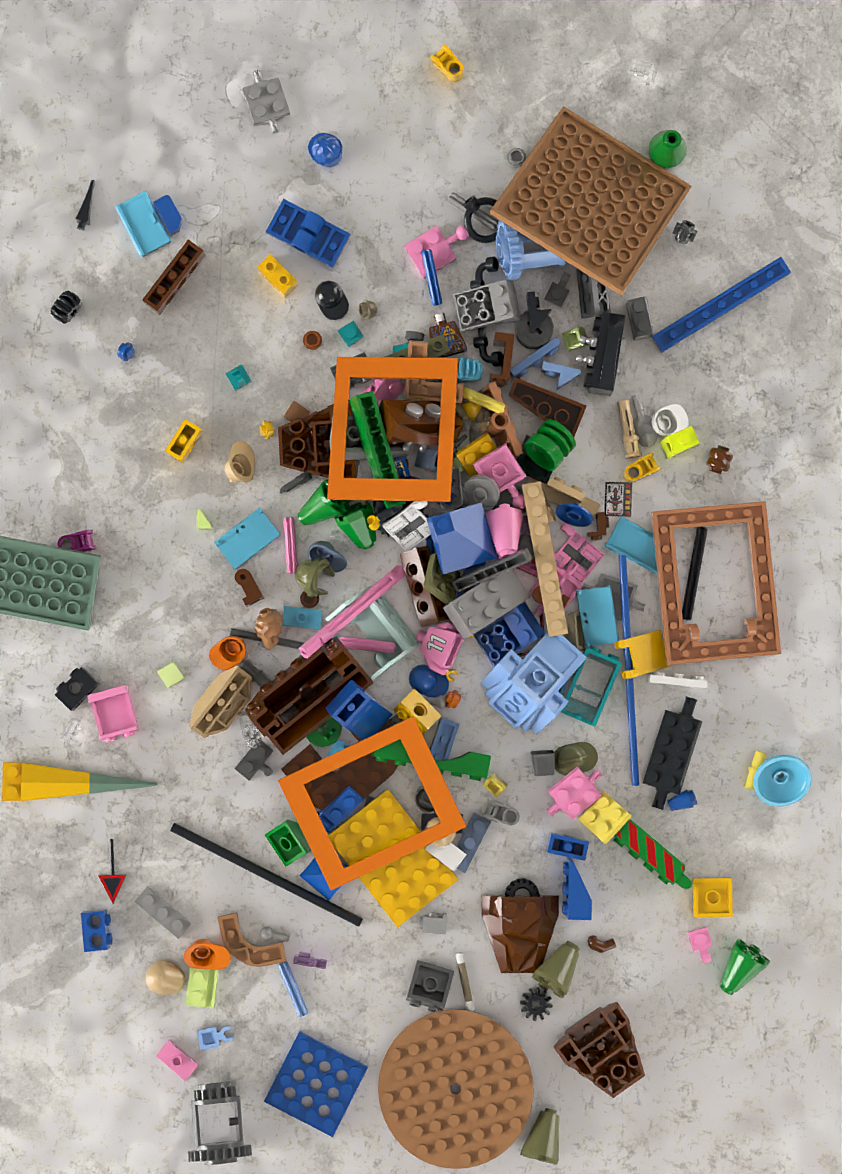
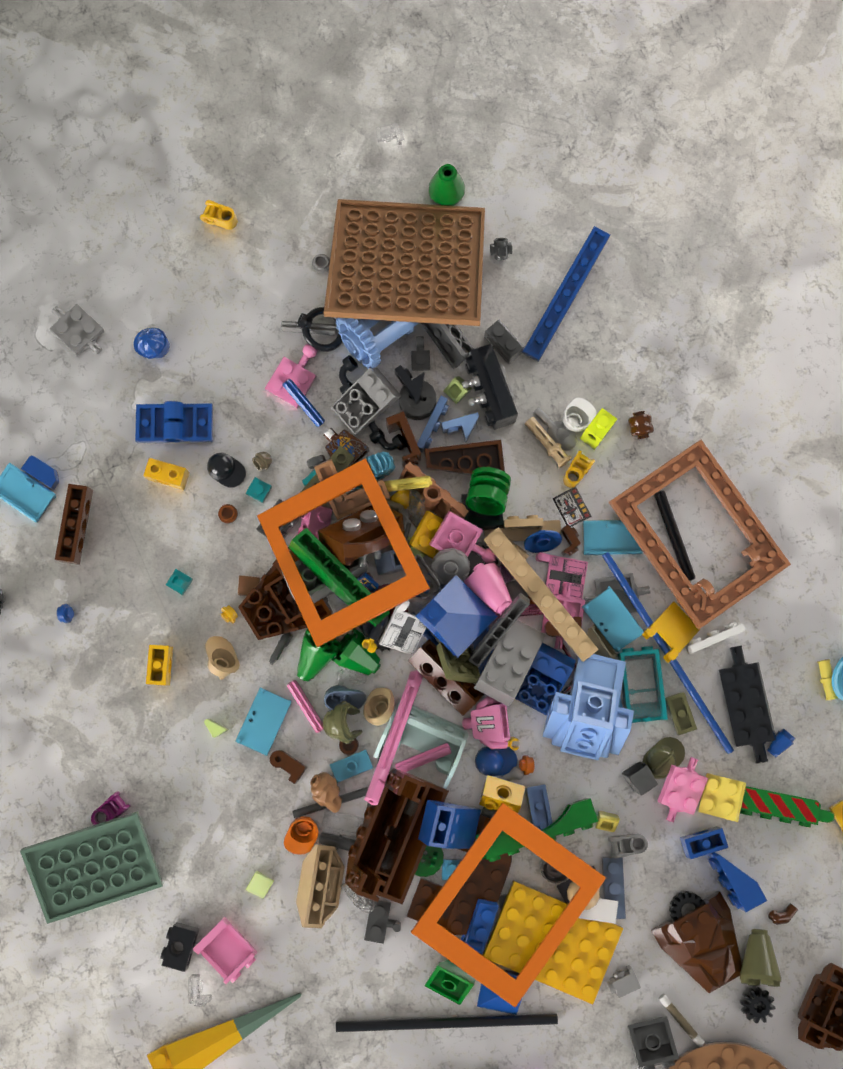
camera: 30 degrees left, 5 degrees down
(353, 579) = (379, 706): none -> tan hat
(610, 728) = (680, 713): none -> olive plate

